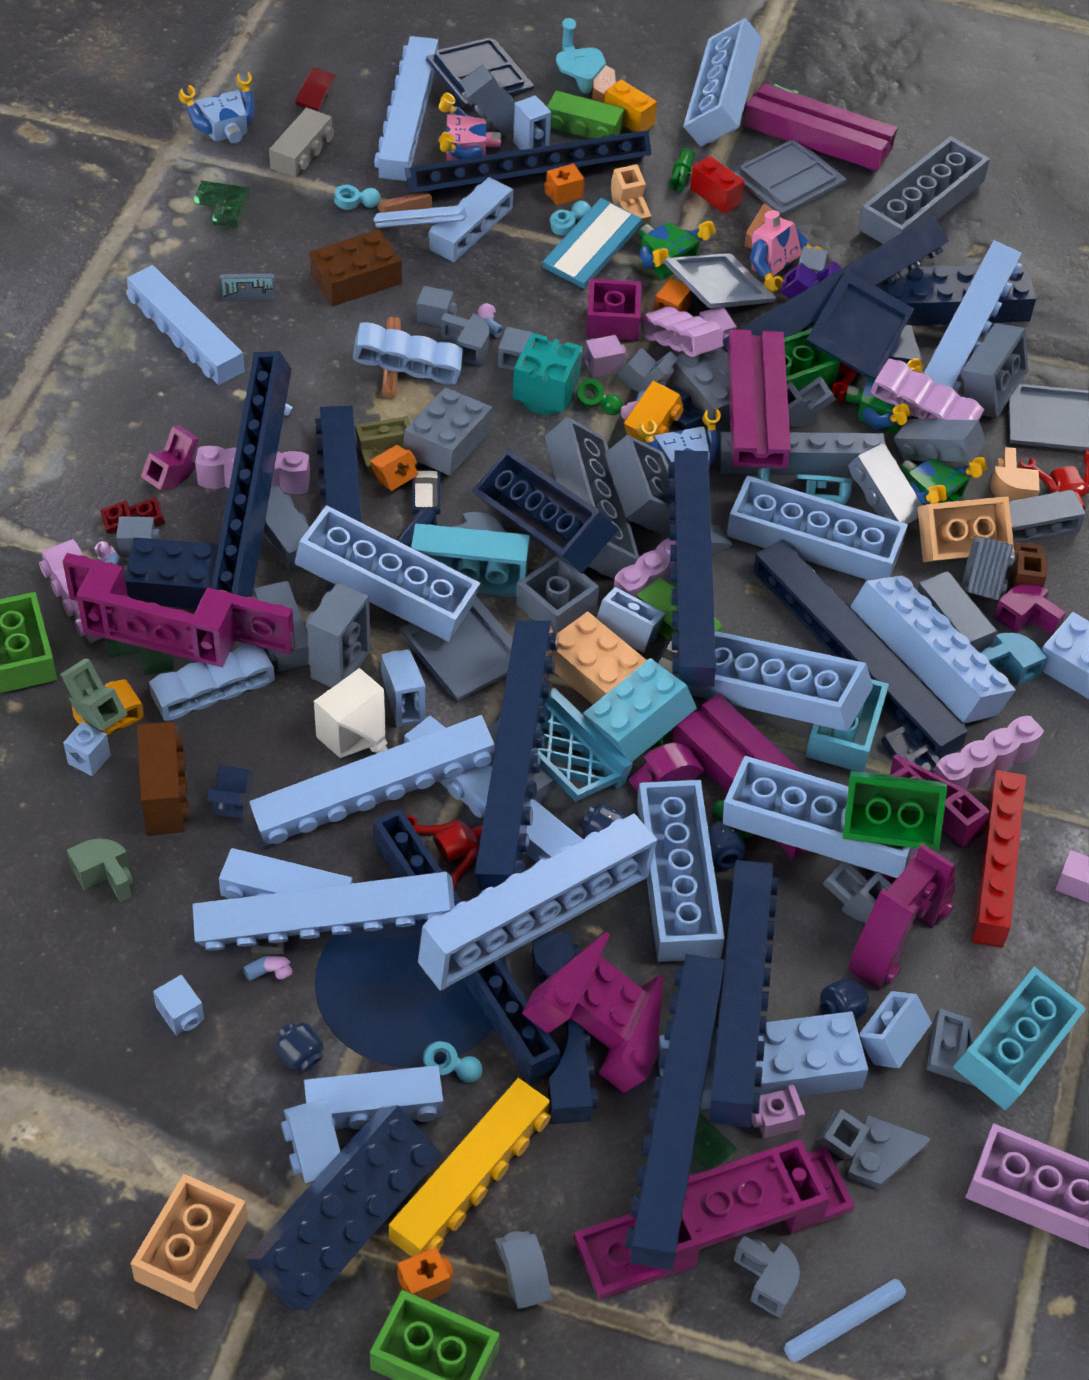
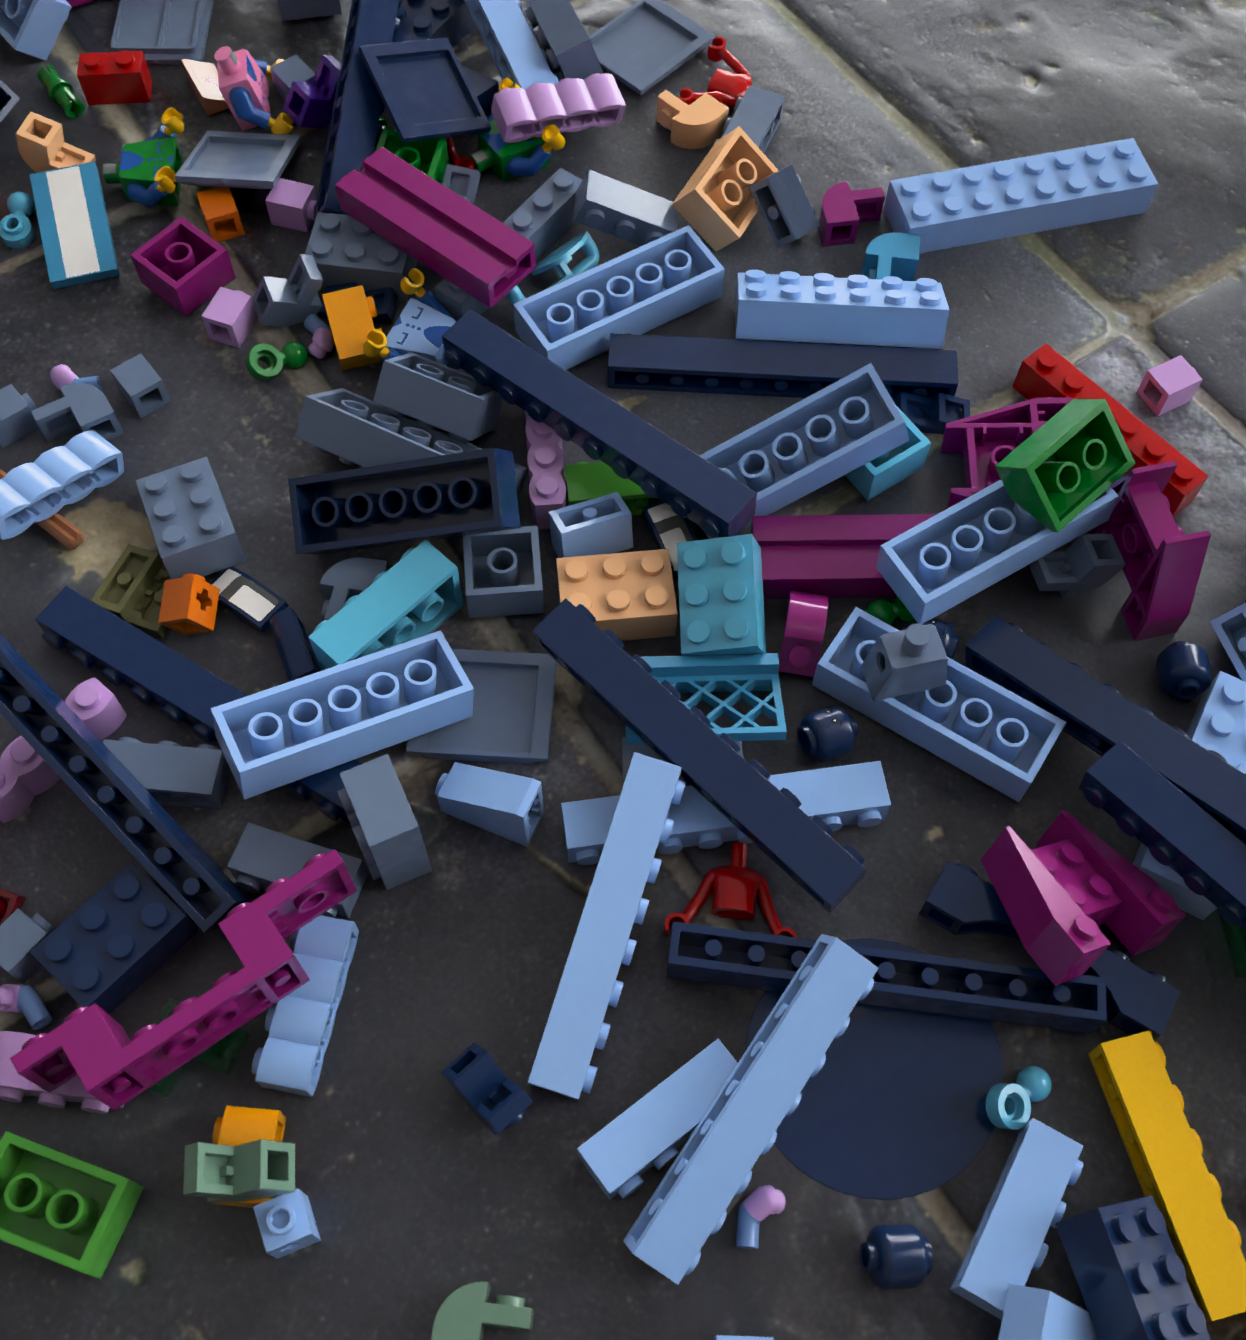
camera: 50 degrees left, 10 degrees up
(162, 778) = (412, 1161): reddish brown brick -> none
(352, 716) = (504, 882): white piece -> none
(535, 901) = (924, 876): light blue brick -> none
(547, 374) = (212, 378): teal piece -> none
(676, 819) = (905, 662): none -> sand blue torso
(682, 331) = (281, 228): lavender brick -> none
(940, 440) = (609, 132): sand blue brick -> none
(940, 483) = (652, 166): torso -> none
(957, 606) = (806, 258): sand blue brick -> none
(996, 752) = (989, 354): lavender brick -> none
(1028, 565) = (816, 173): reddish brown brick -> none

